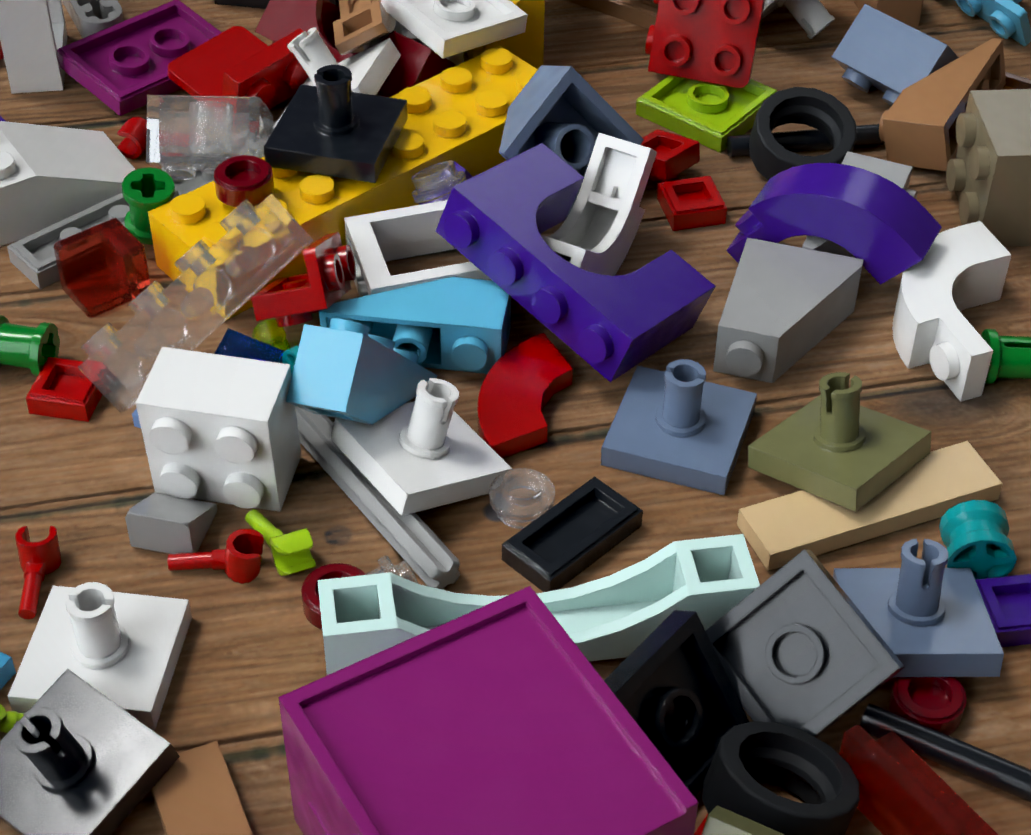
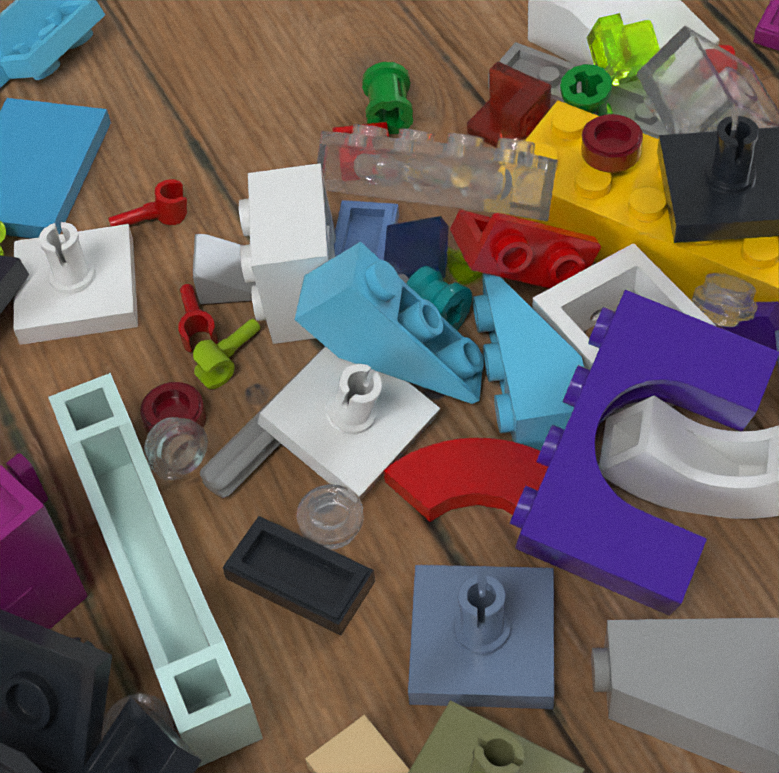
camera: 80 degrees right, 10 degrees up
(104, 163) = (622, 48): none -> clear neon green panel

